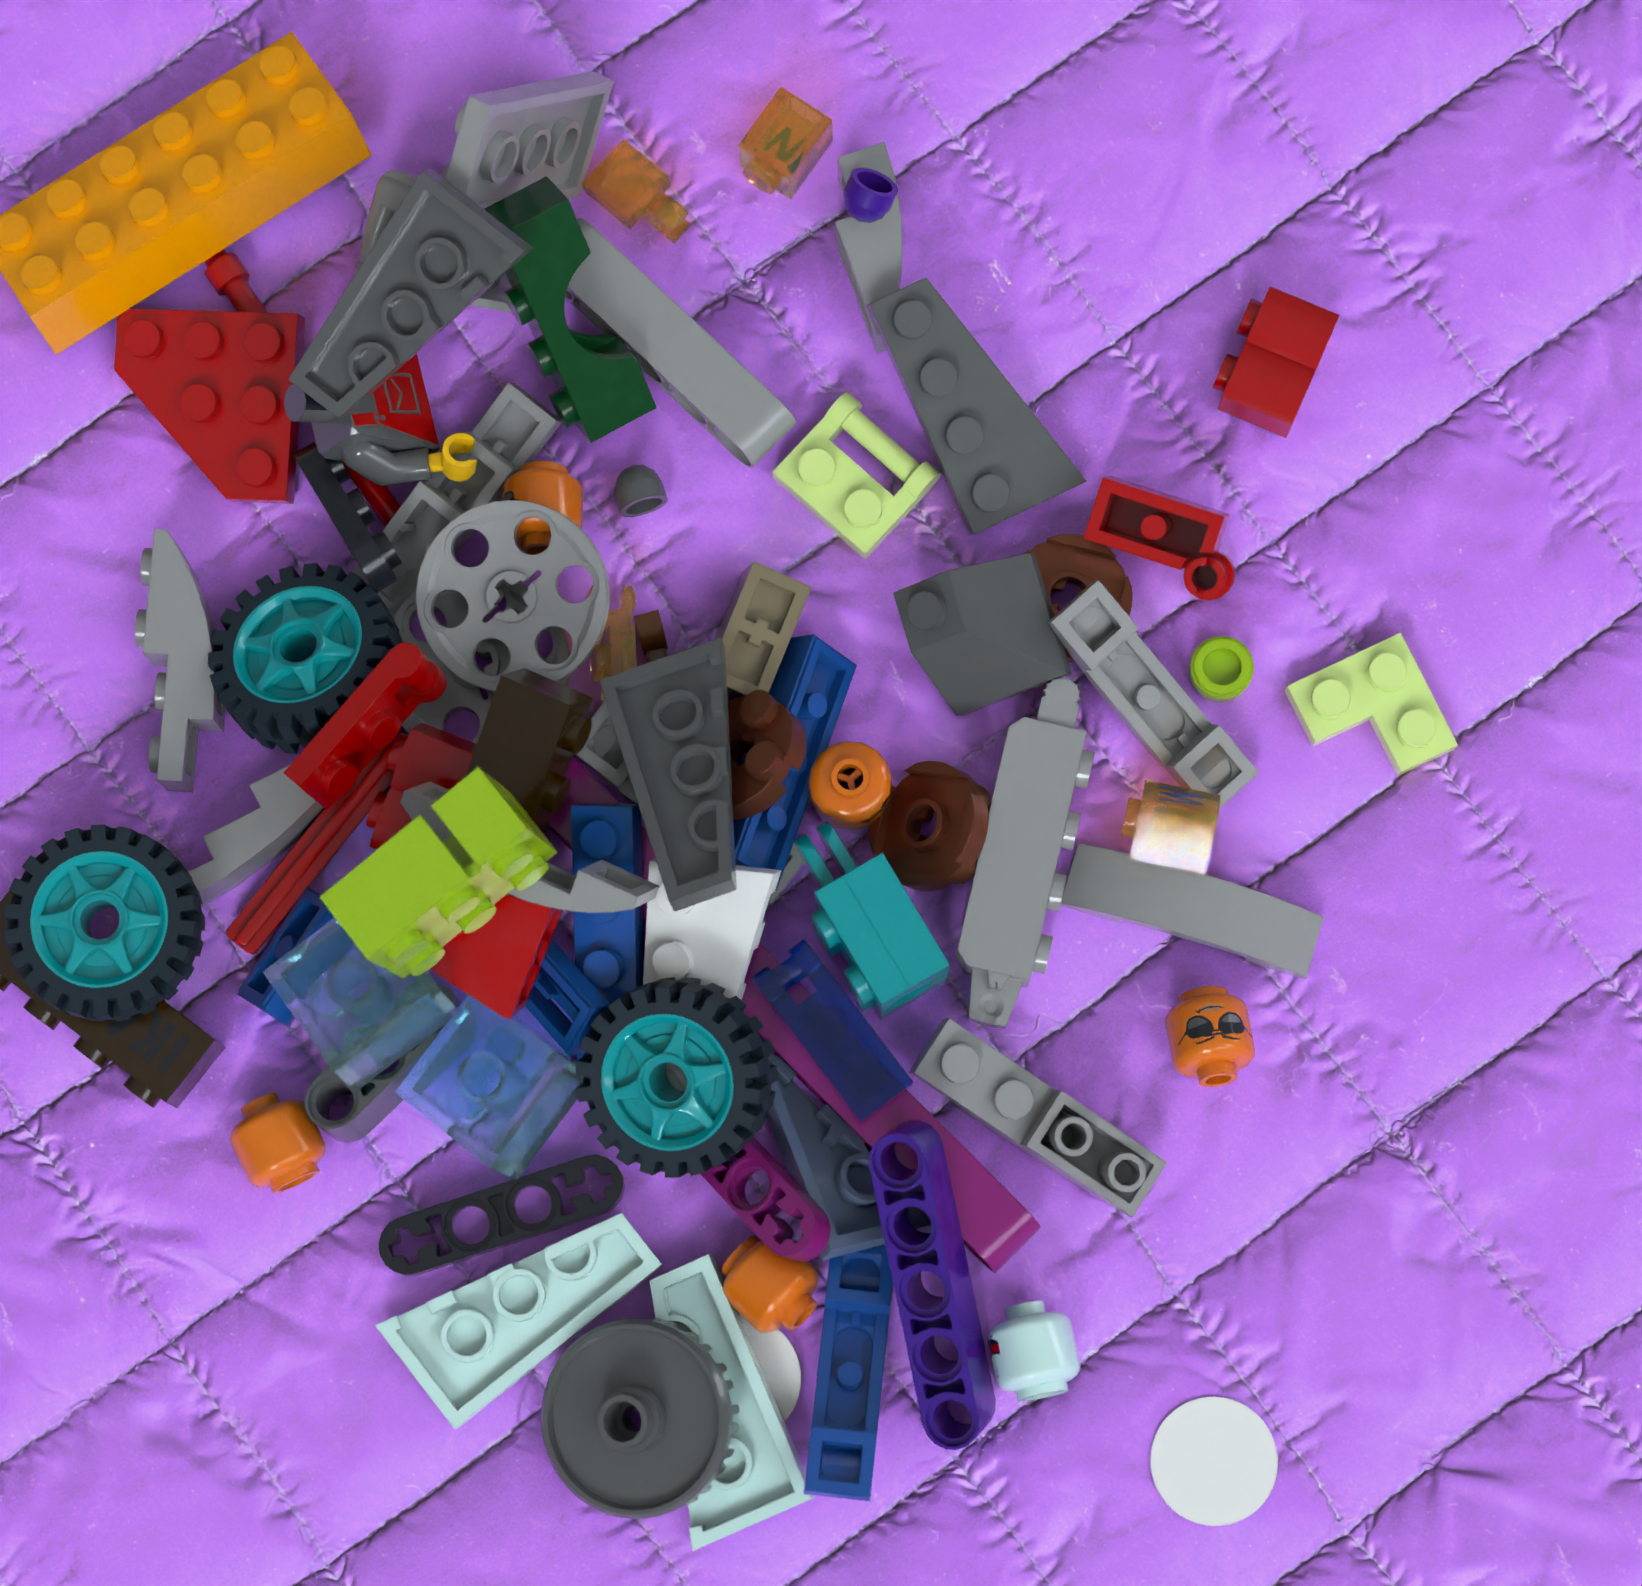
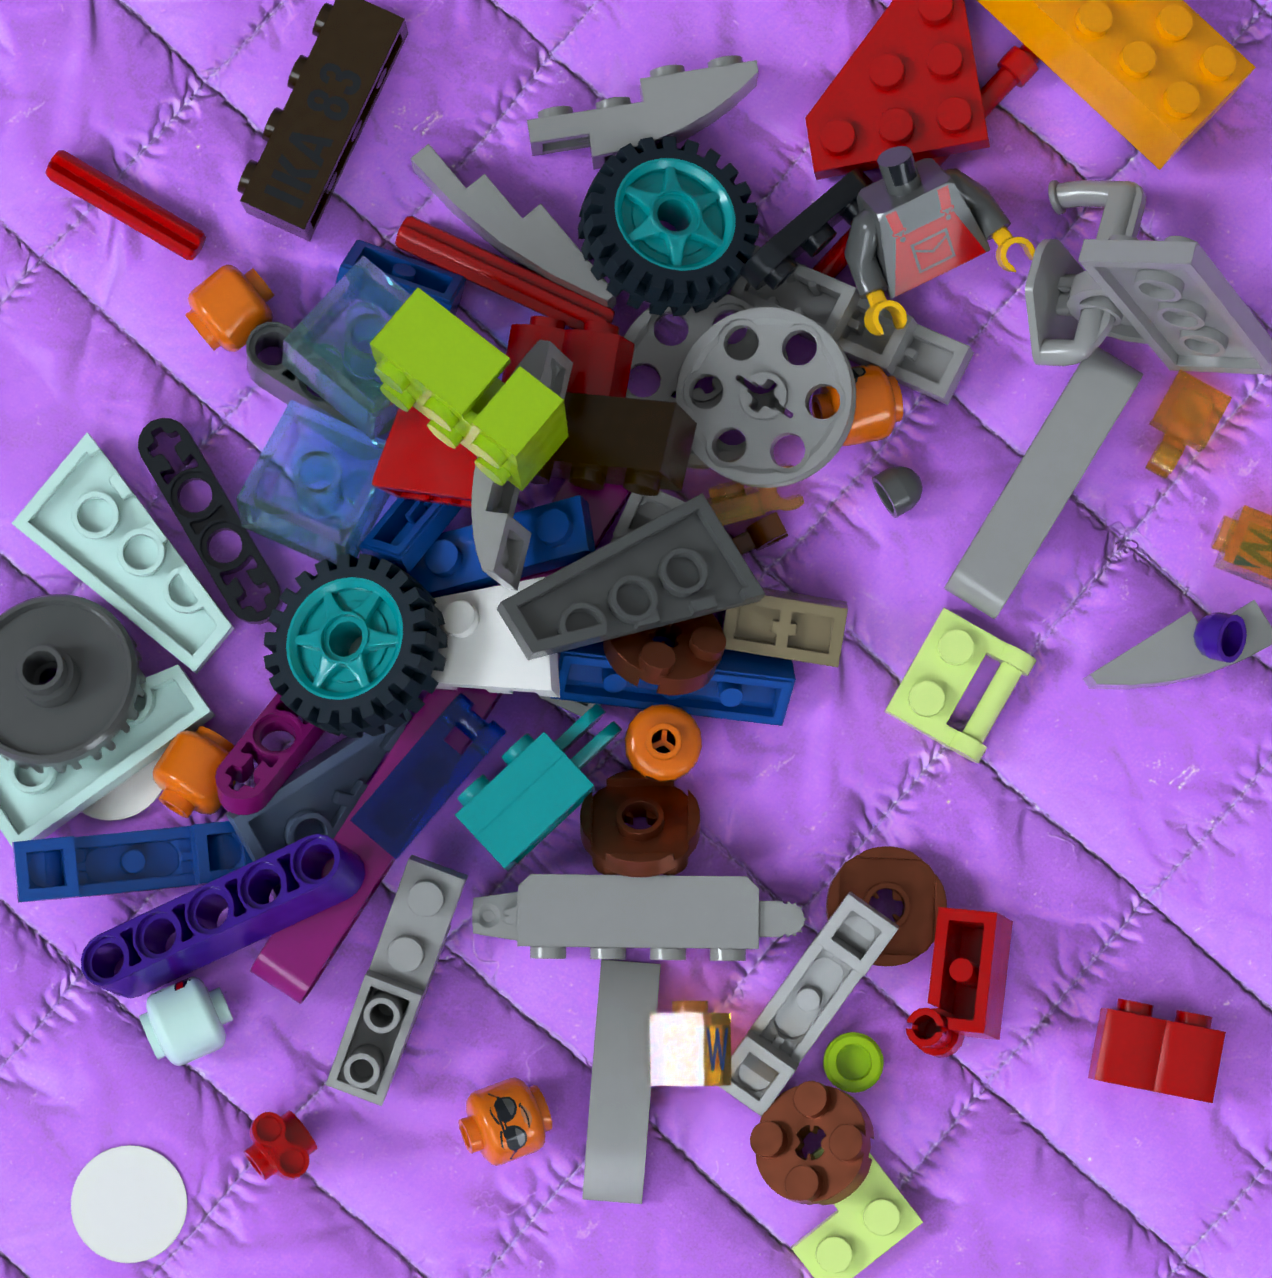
camera: 75 degrees right, 5 degrees up
(55, 911) = (375, 61): wheel -> none
(136, 1234) = (125, 205): none -> red axle
(366, 723) = (612, 293): red plate -> none
(412, 284) = (1016, 234): dark grey wing -> none
(593, 374) = (1081, 346): dark green arch -> none
(973, 418) = (1031, 784): dark grey wing -> none
(983, 631) = (832, 834): dark grey slope -> none
(1189, 1277) = (279, 1146): none -> red plate
(1285, 756) = (846, 1146): none -> copper plate

